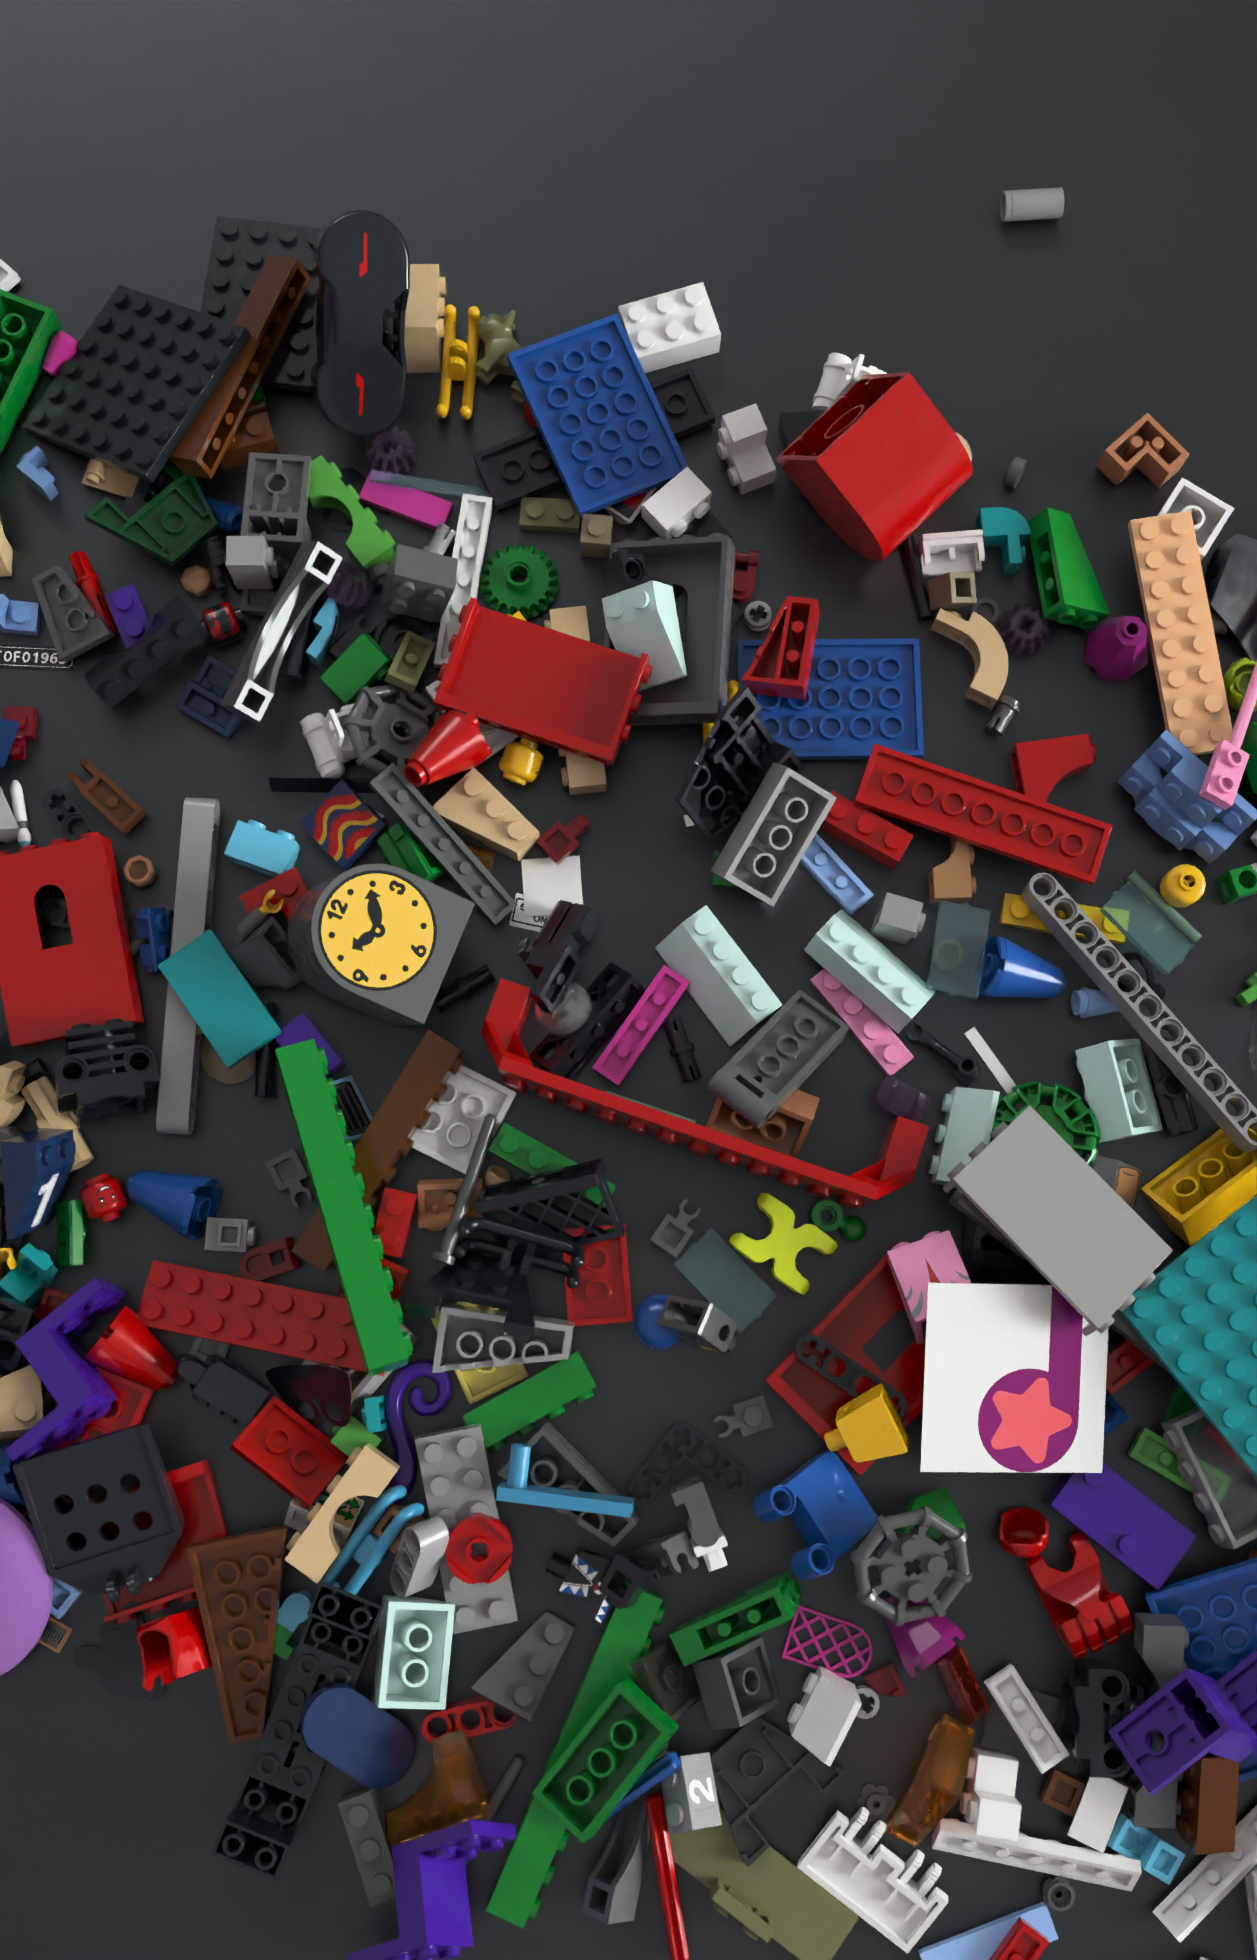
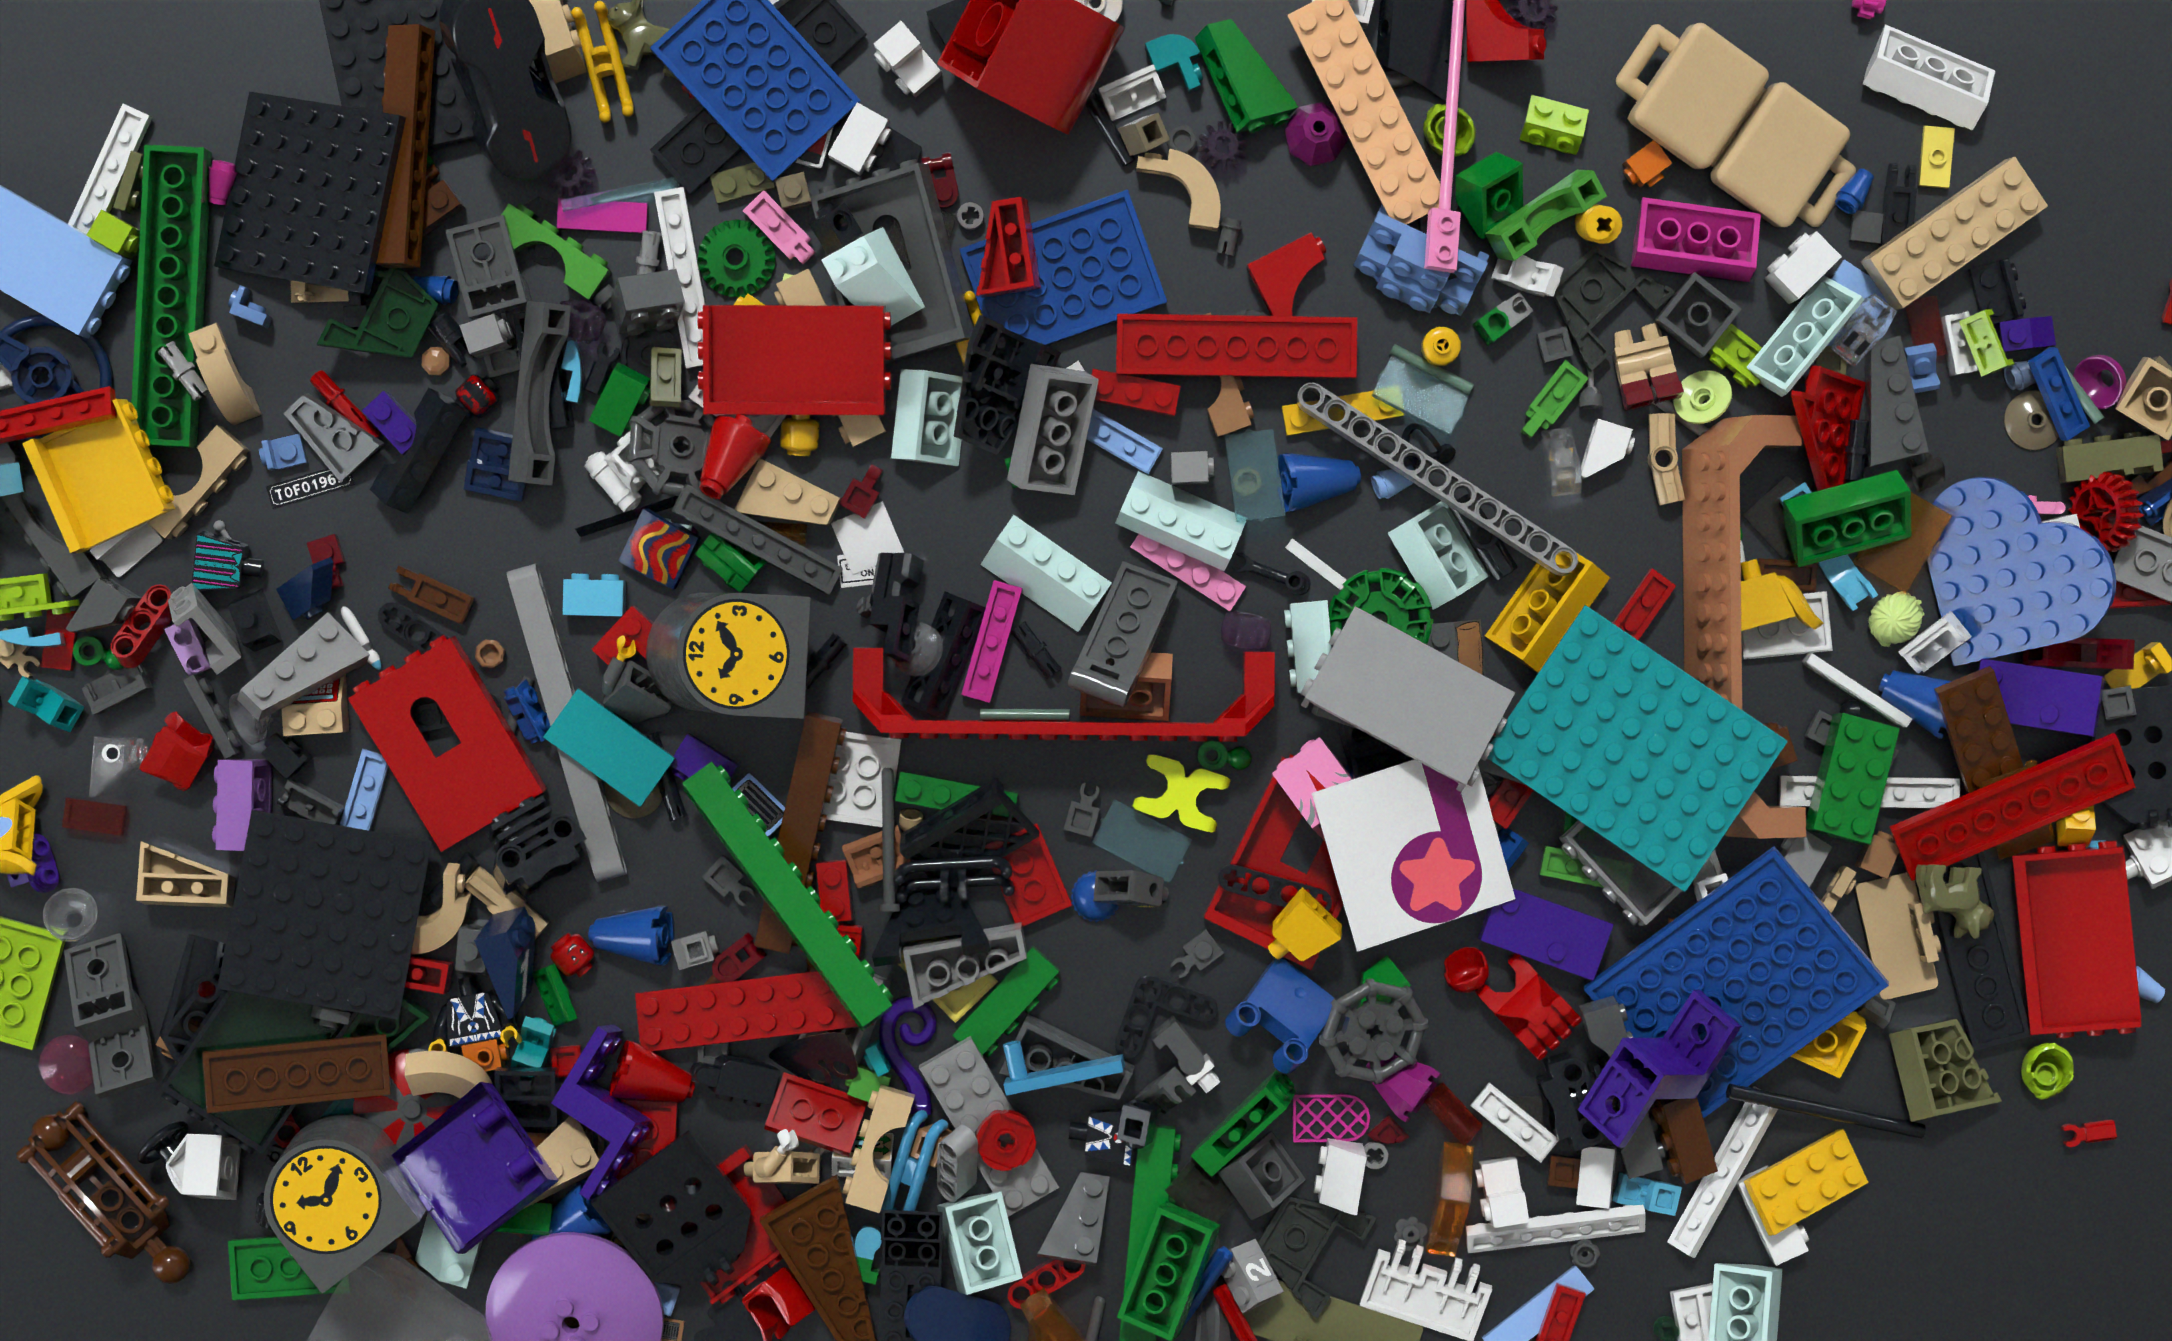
camera: 15 degrees left, 10 degrees up
(235, 1496) = (783, 1165): none -> tan torso
(570, 565) = (779, 227): none -> bright pink hinge
(648, 788) = (927, 418): none -> light aqua slope

